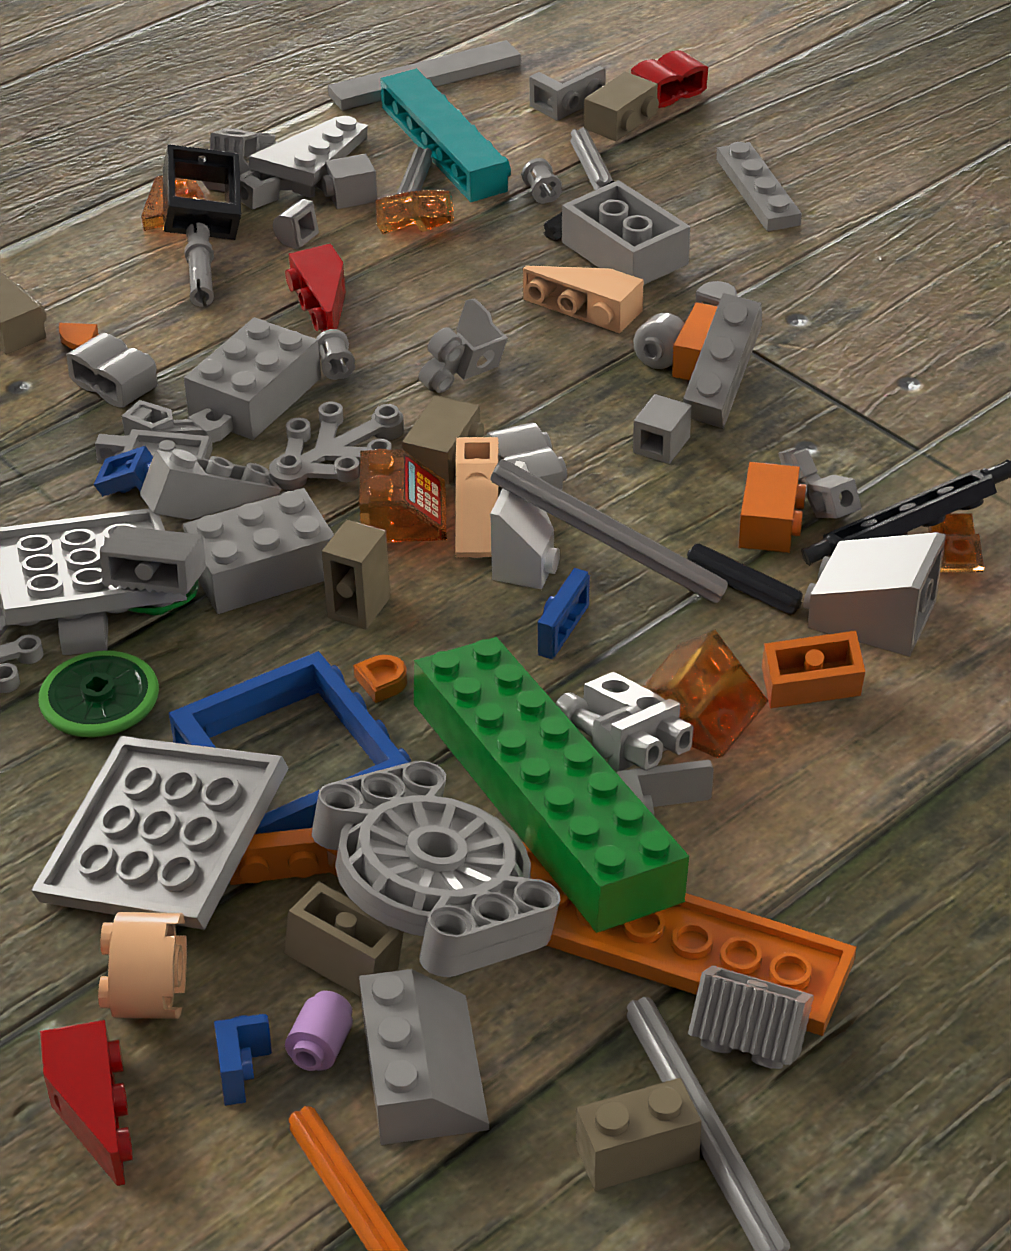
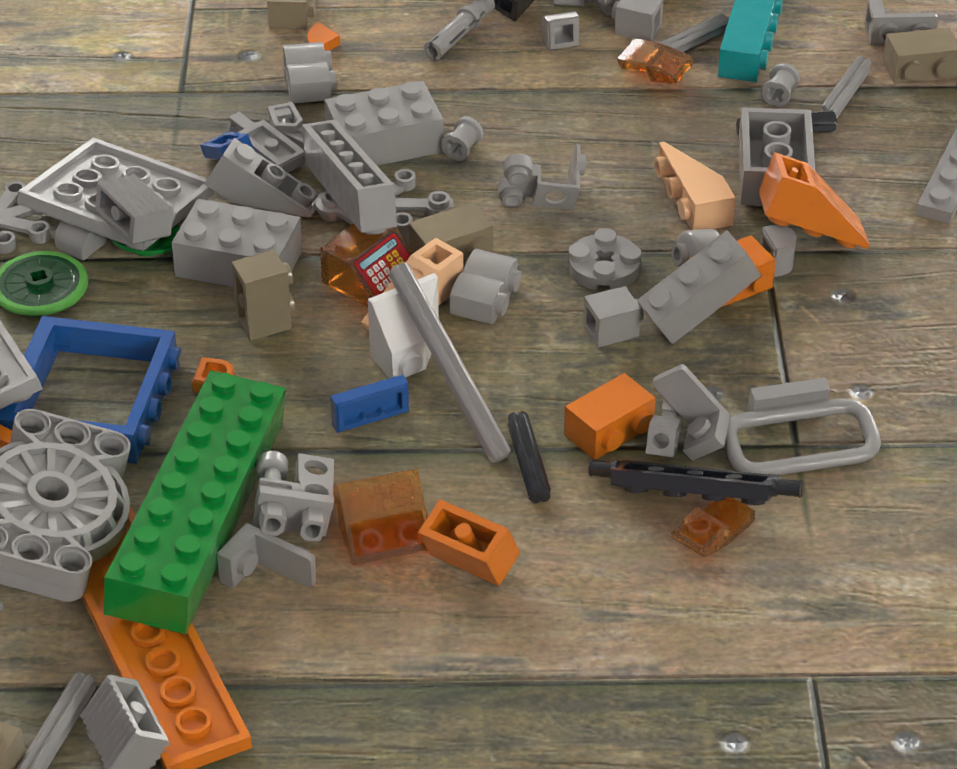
camera: 40 degrees right, 0 degrees up
(316, 424) = (350, 176): none -> light grey brick
(320, 284) = (516, 86): red slope -> none
(603, 382) = (604, 260): none -> light grey plate
(708, 251) = (799, 196): none -> orange slope
(837, 455) = (698, 407): none -> light grey bracket
(878, 589) = (596, 522): light grey slope -> none
(894, 413) = (798, 402): none -> light grey bar

